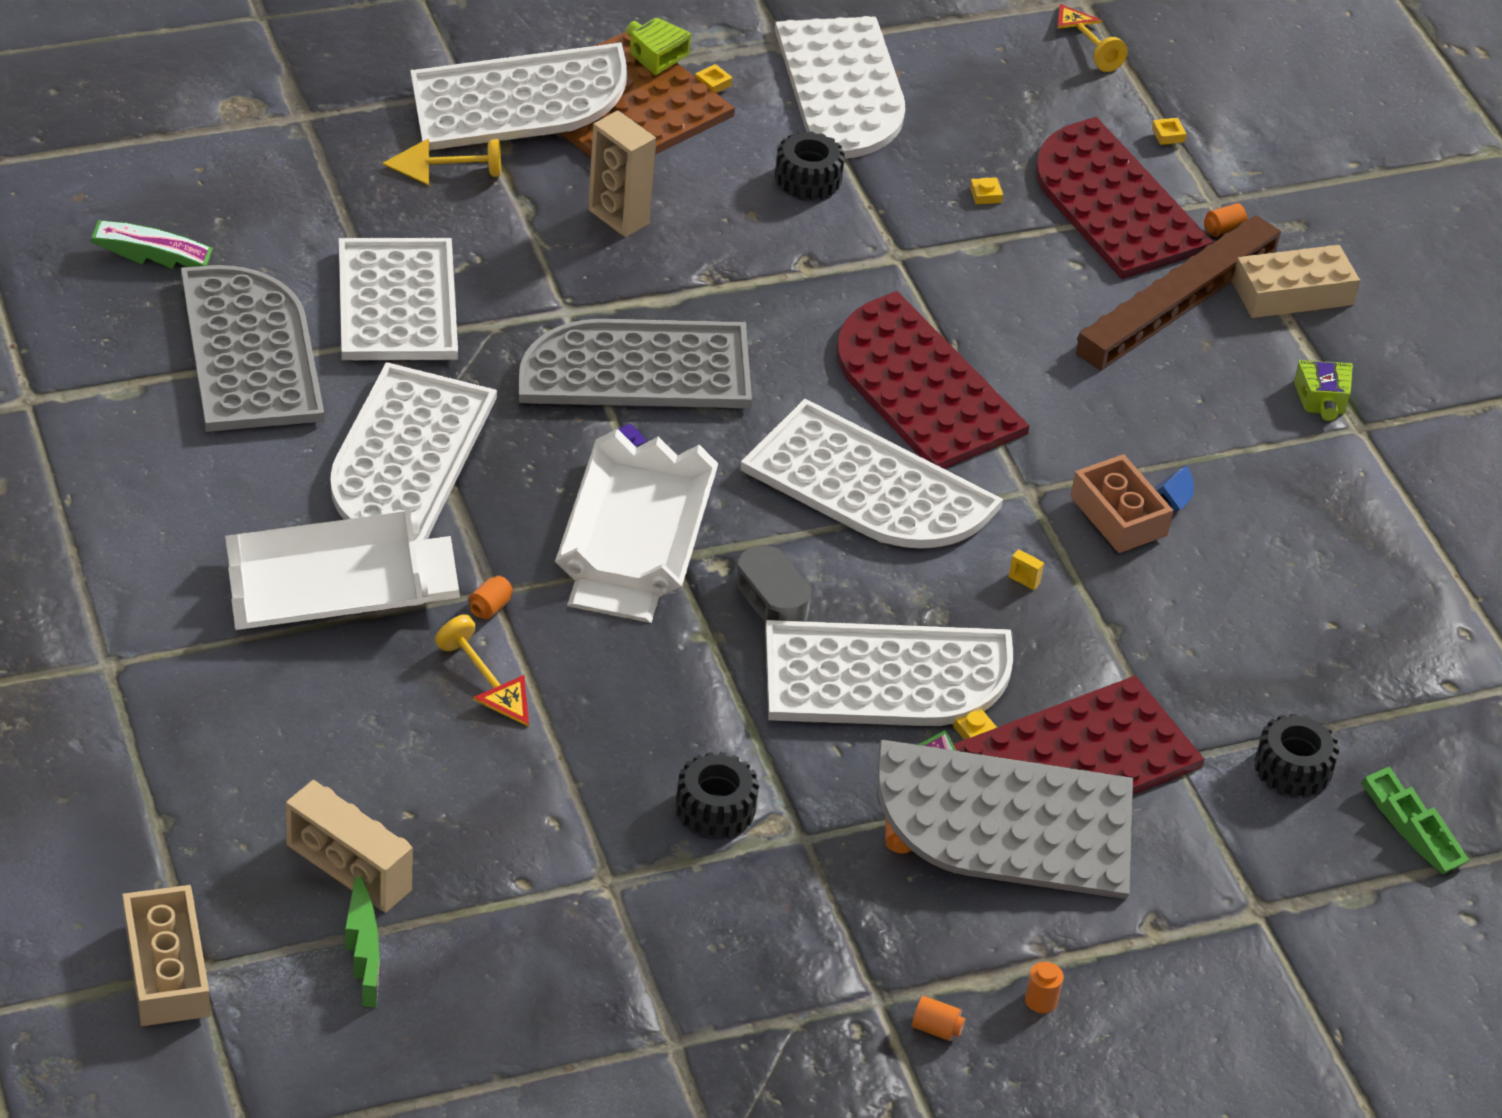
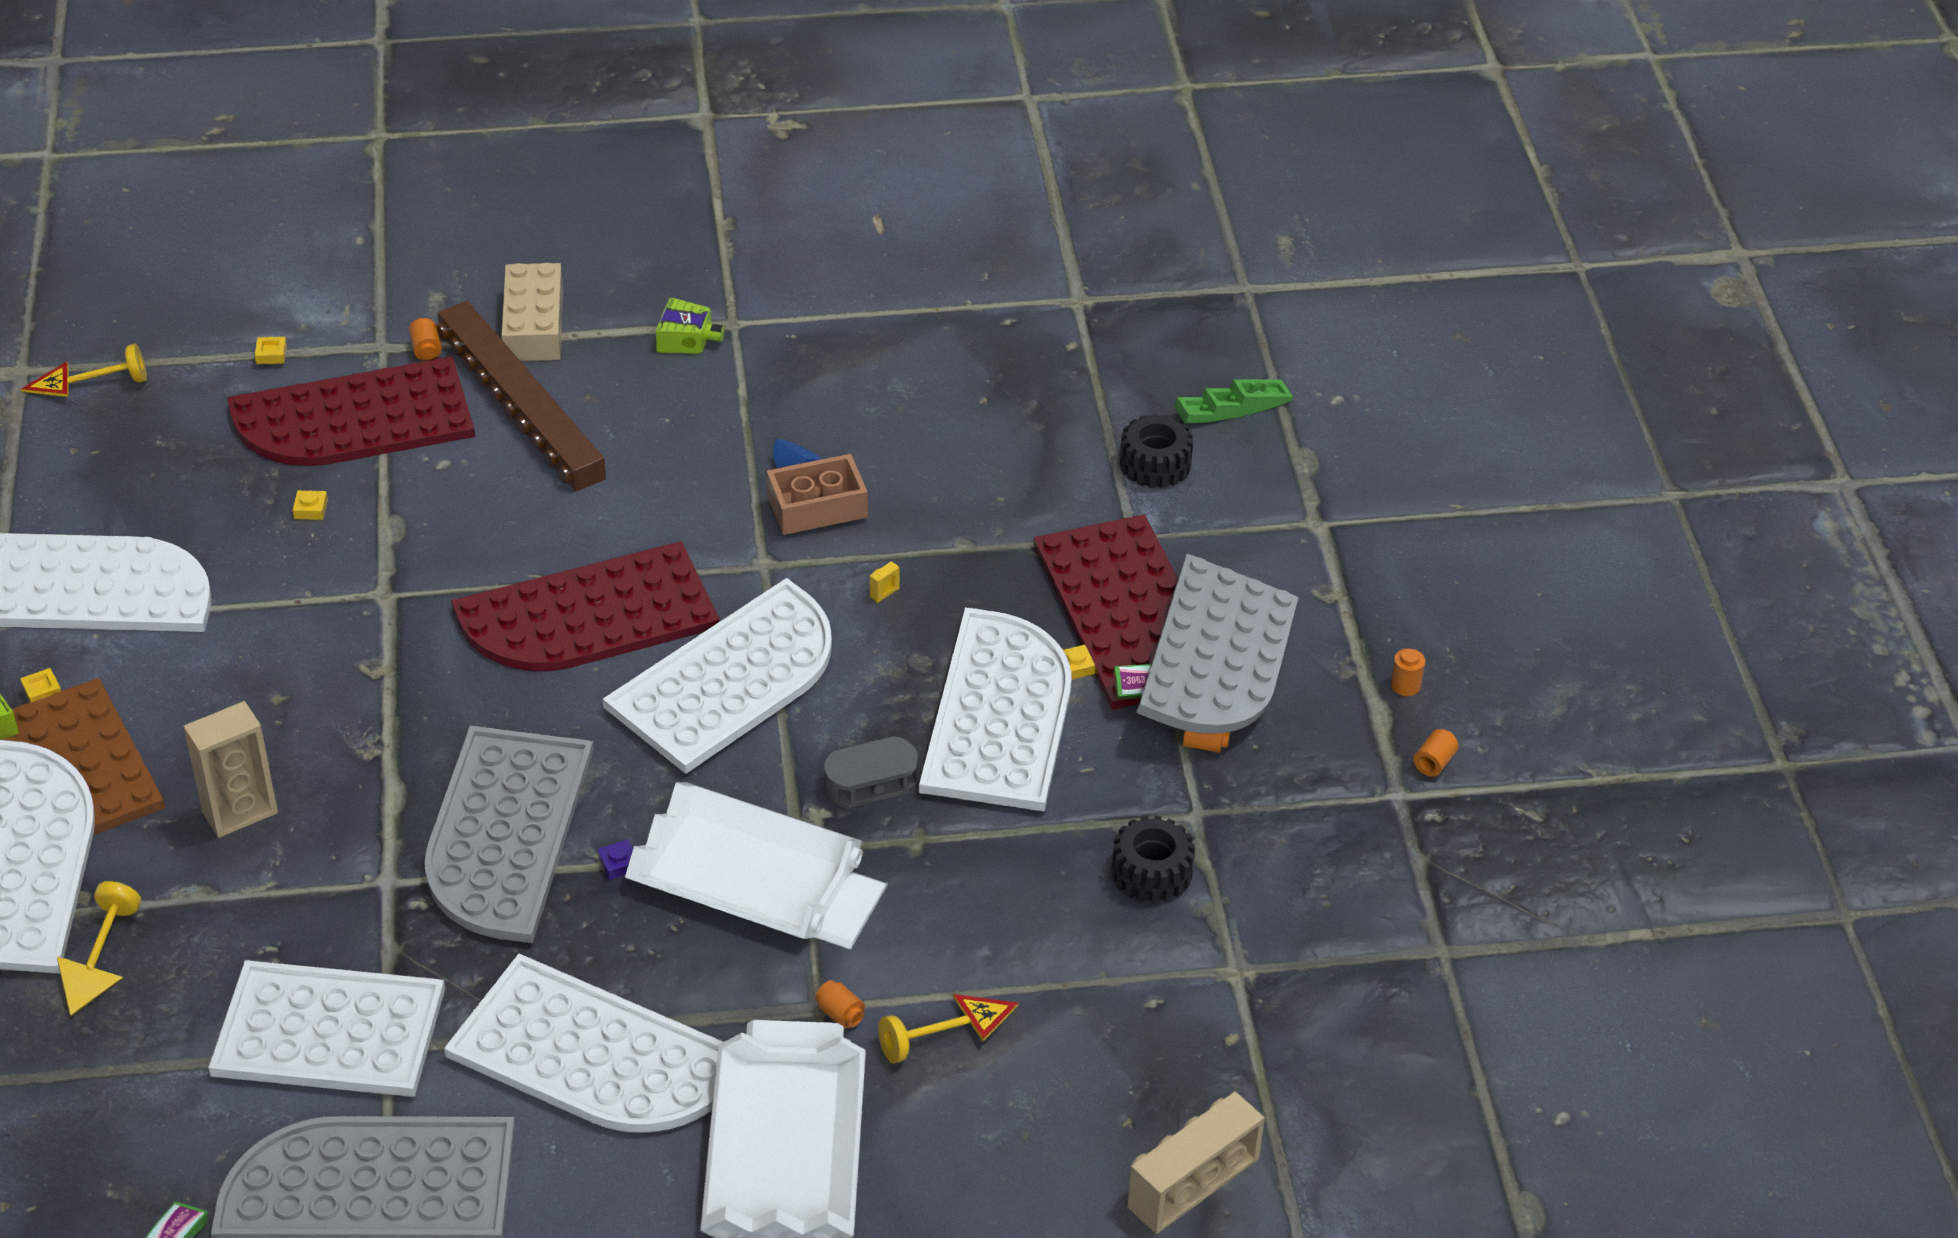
camera: 75 degrees left, 0 degrees up
(362, 937) = (1322, 1171): bright green slope -> none
(809, 165) = (232, 628): black tyre -> none

